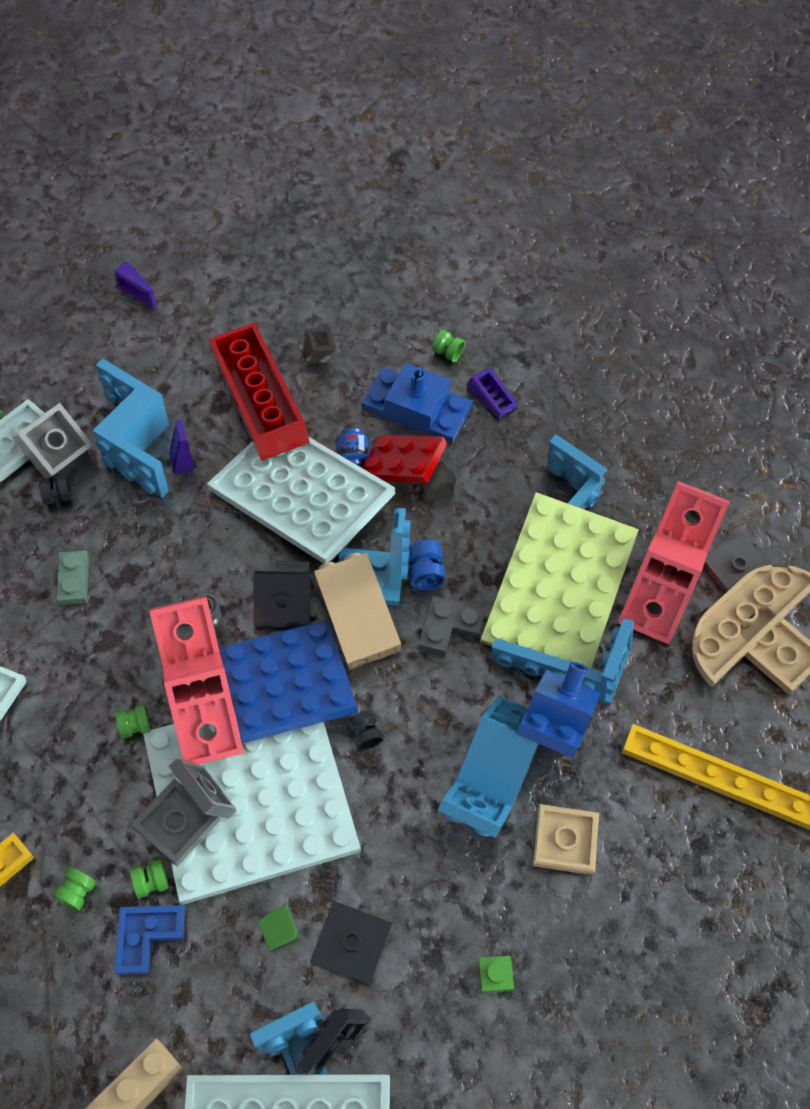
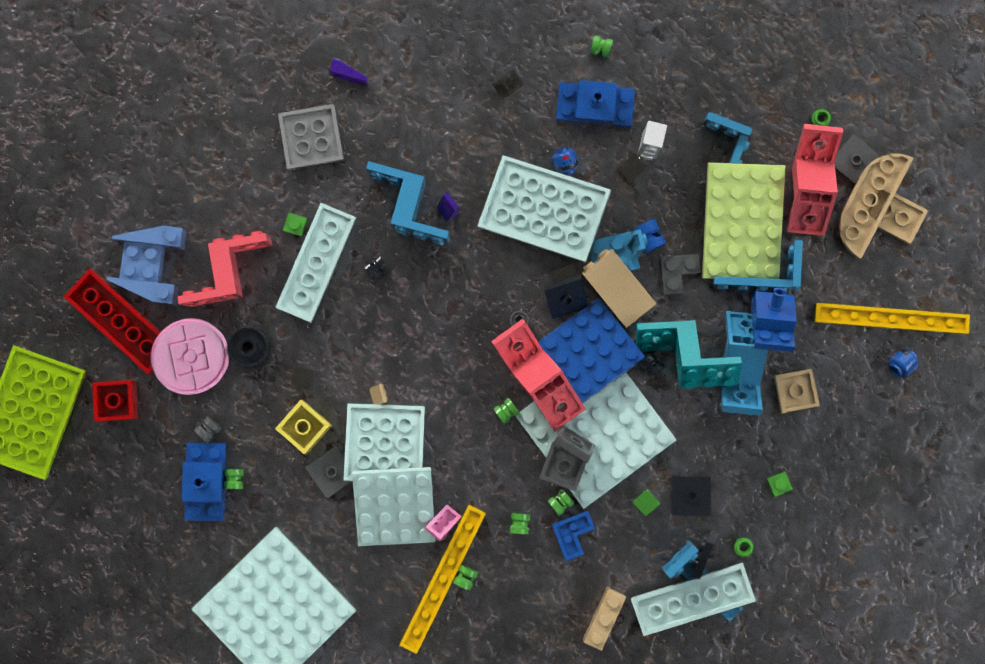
camera: 15 degrees left, 25 degrees up
(52, 441) = (360, 234): light grey brick -> none
(57, 333) = (310, 137): none -> light grey plate
(72, 578) = (418, 326): sand green plate -> none
(259, 391) = (484, 141): red brick -> none
(399, 1047) = (749, 549): none -> bright green plate
(404, 458) = (605, 160): red plate -> none
(420, 738) = (691, 369): none -> teal bracket
(470, 446) = (652, 140): none -> white brick
(476, 387) = (649, 71): dark purple slope -> none
(742, 853) = (903, 363): none -> blue head

